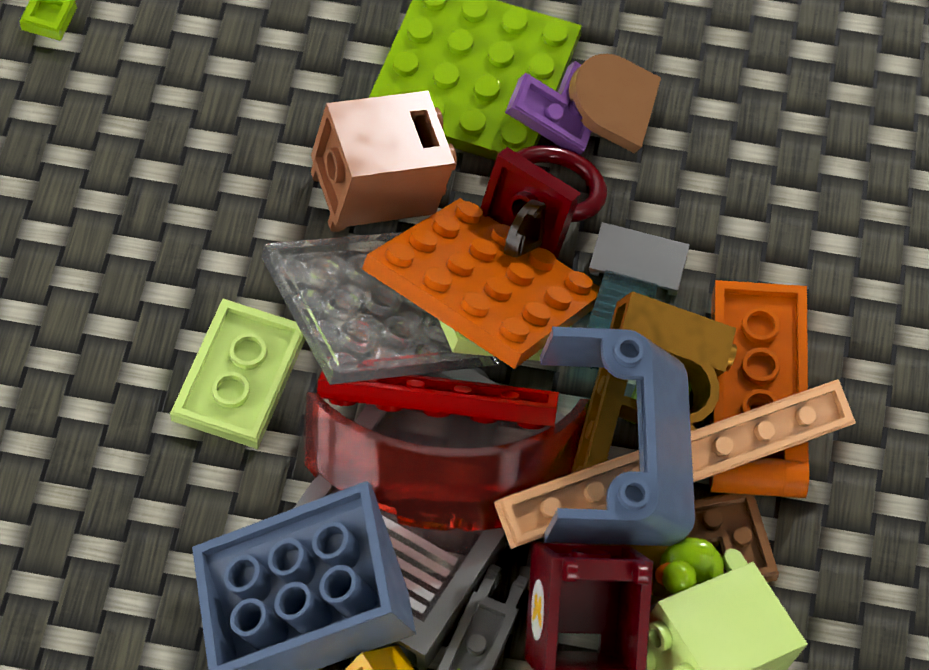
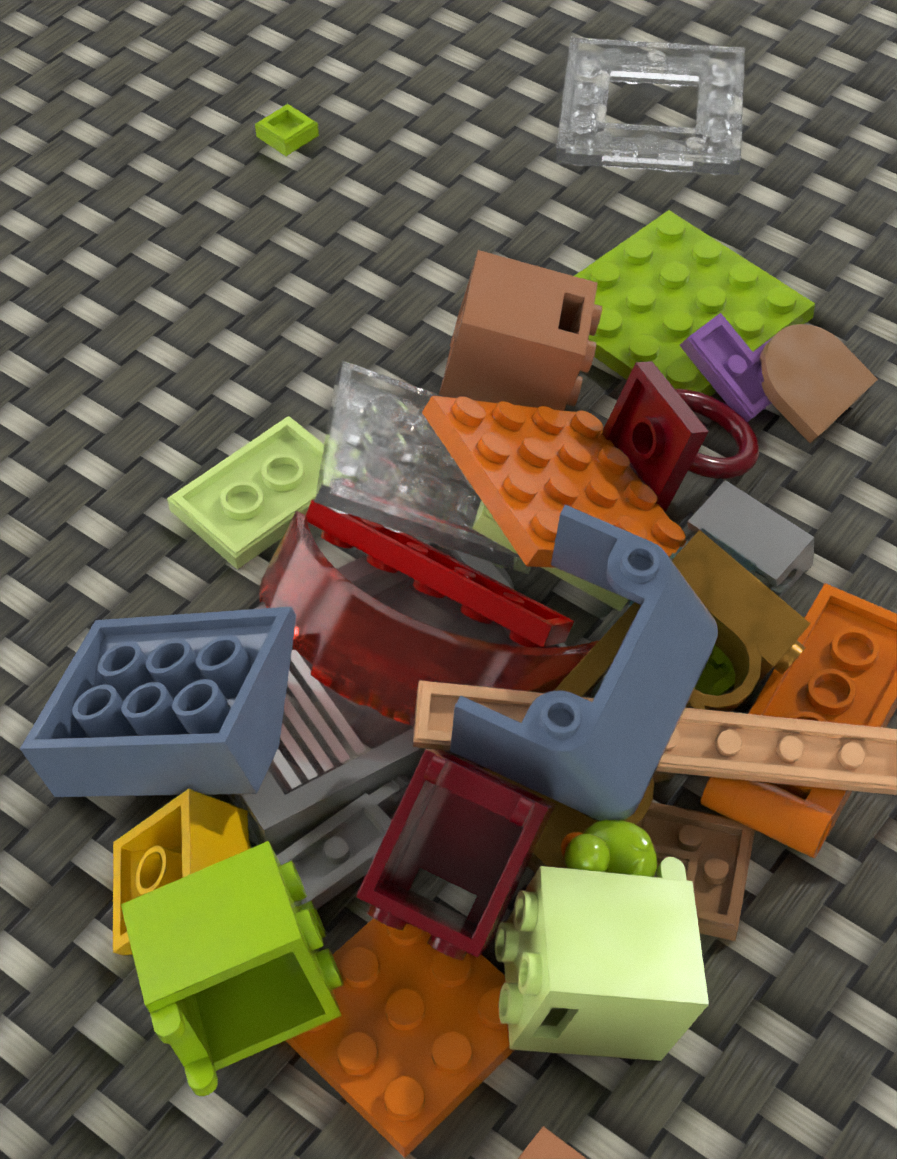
camera: 30 degrees right, 10 degrees down
(526, 230) = (632, 452): dark brown tile -> none

